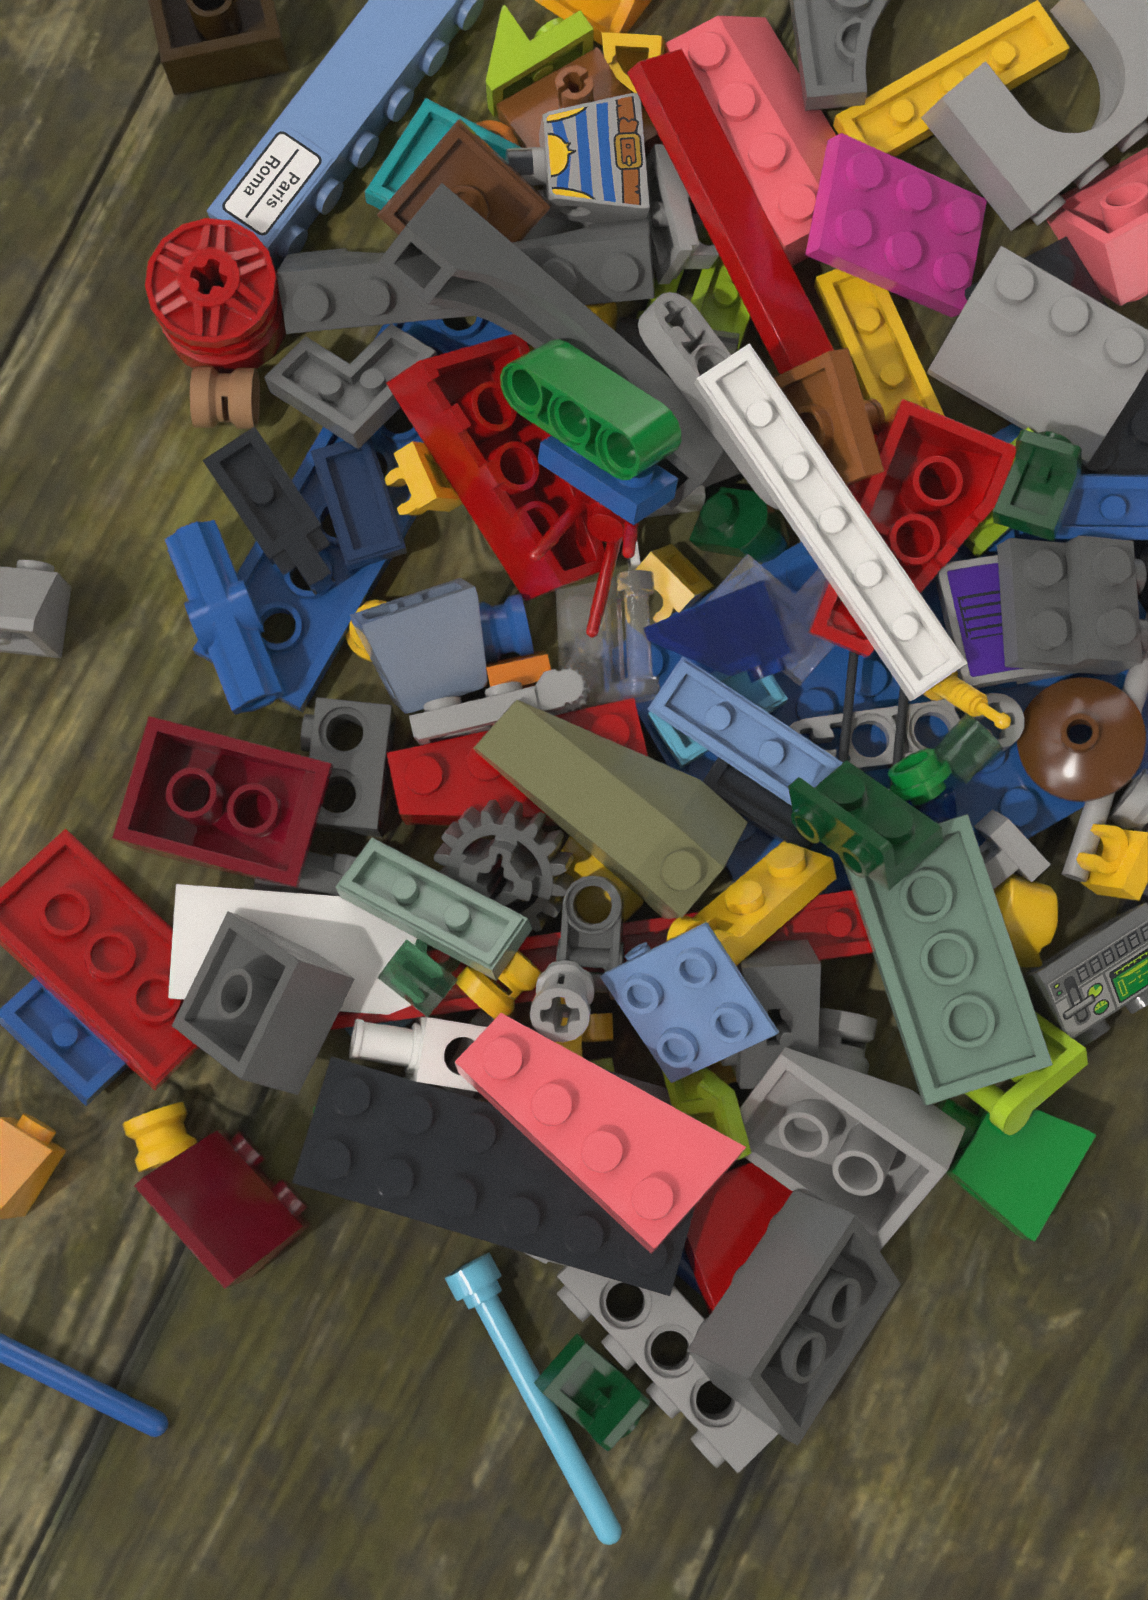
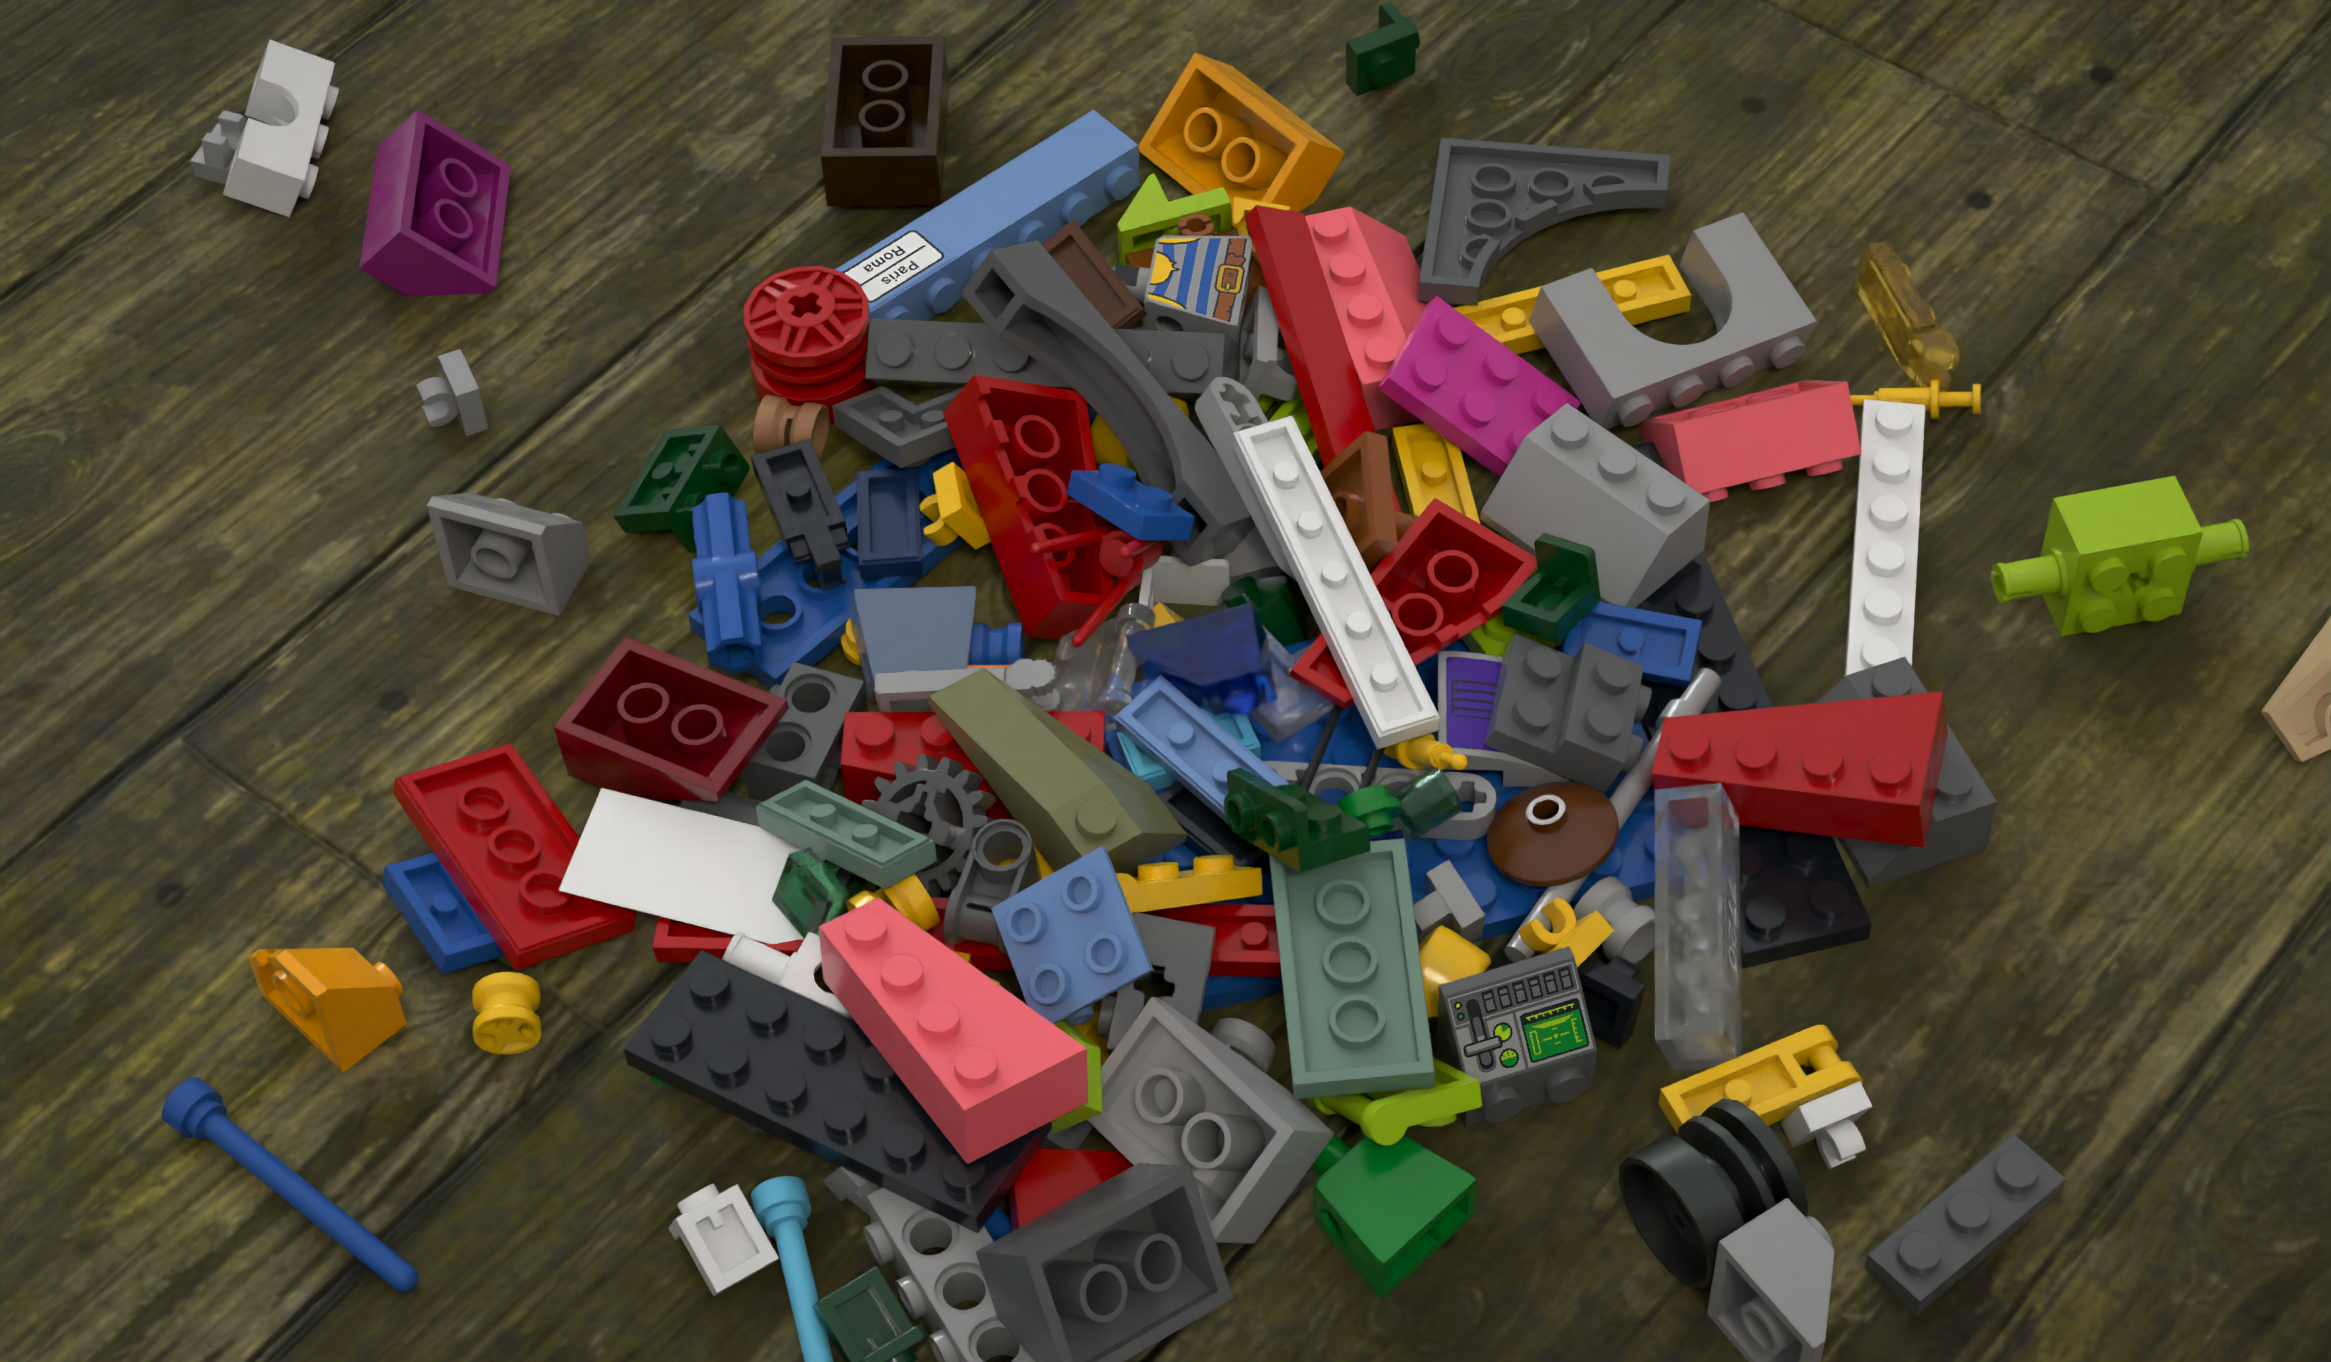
camera: 15 degrees right, 30 degrees down
(137, 486) = (678, 477): none -> dark green bracket
(225, 1206) = (551, 1065): dark red slope -> none
(262, 1004) = (653, 894): dark grey slope -> none
(429, 1326) = (722, 1237): none -> white bracket
(547, 1008) = (937, 895): light grey bush -> none
(591, 409) = (1125, 442): green beam -> none

